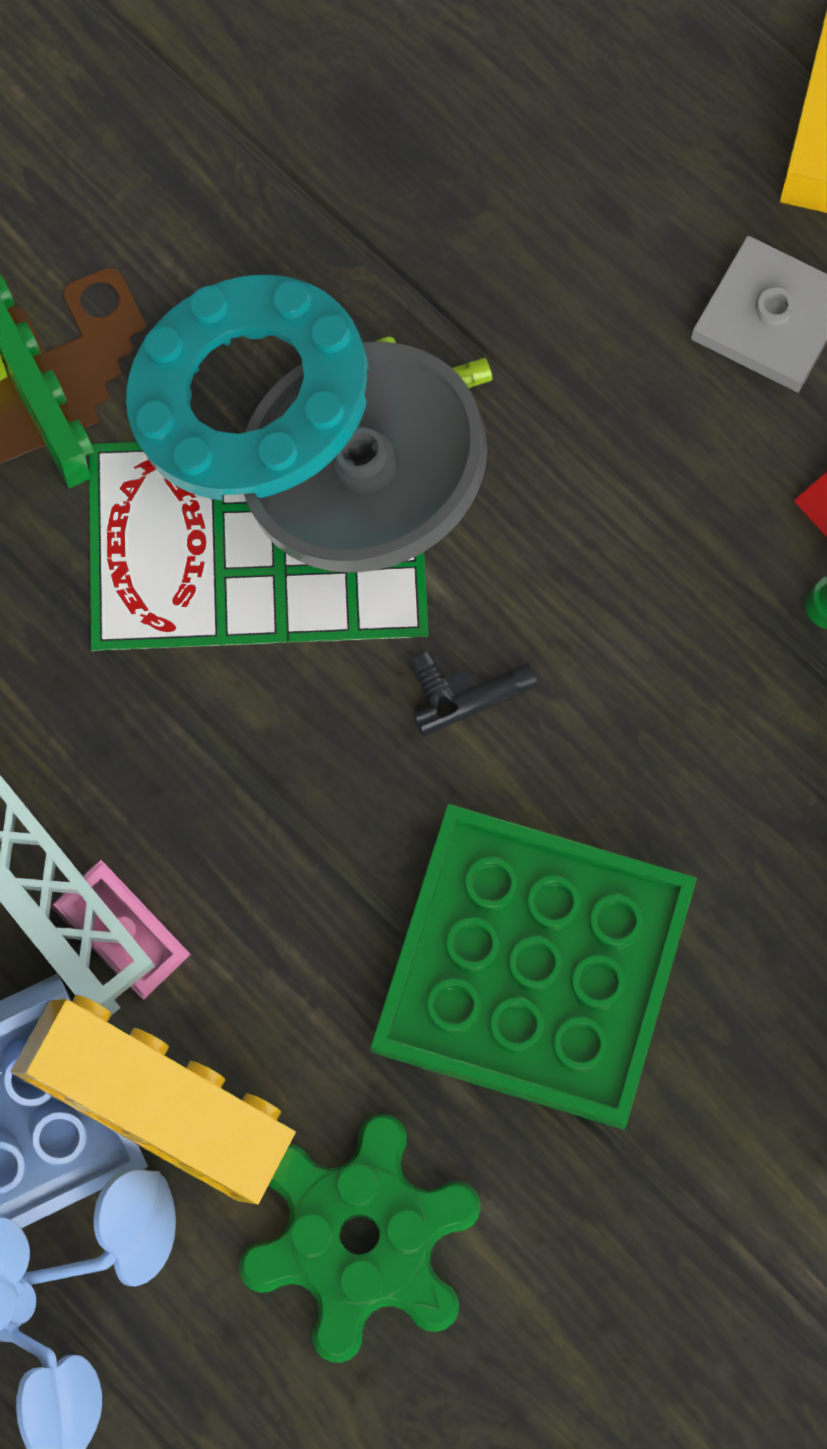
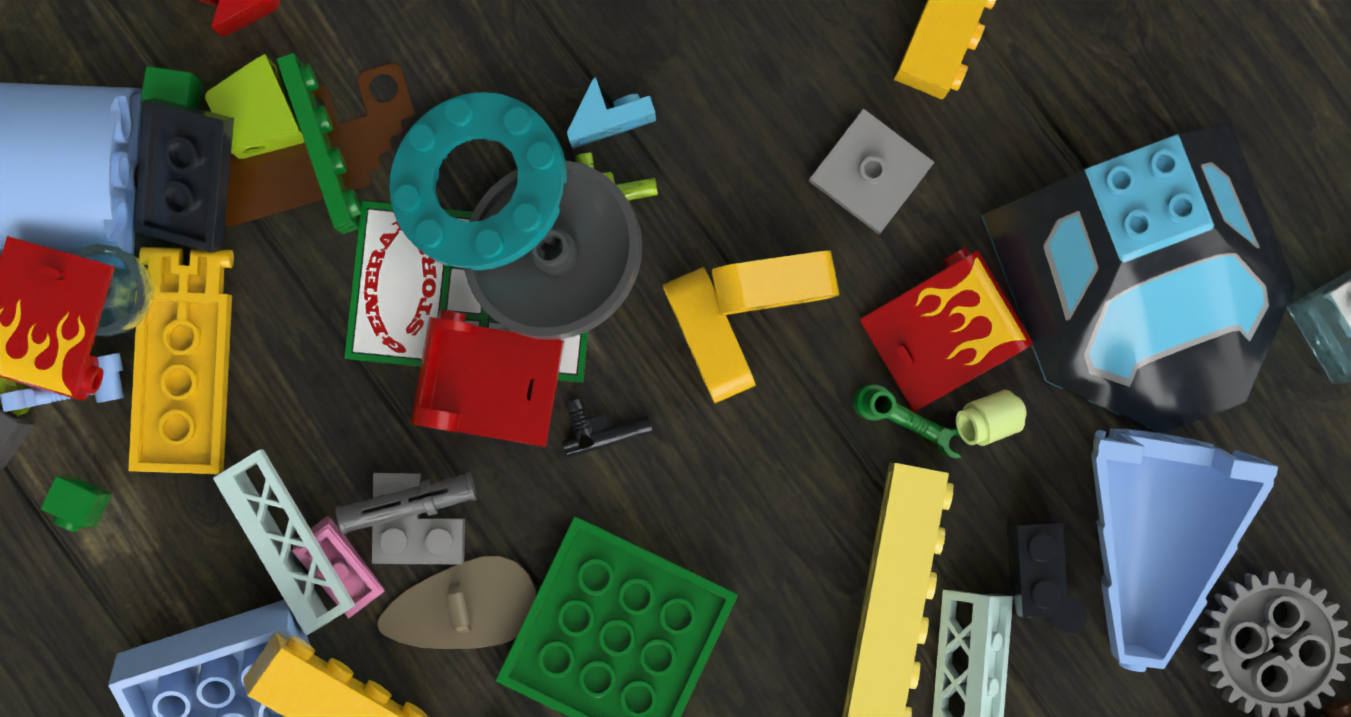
camera: 10 degrees right, 15 degrees up
(206, 871) = (415, 538): none -> light grey plate
(209, 813) = (410, 502): none -> dark grey pin
(291, 646) = (481, 381): none -> red door
(305, 961) = (463, 606): none -> dark tan shield
(403, 295) = (595, 122): none -> medium azure slope
(594, 543) = (709, 335): none -> yellow beam
(673, 456) = (775, 282): none -> yellow beam

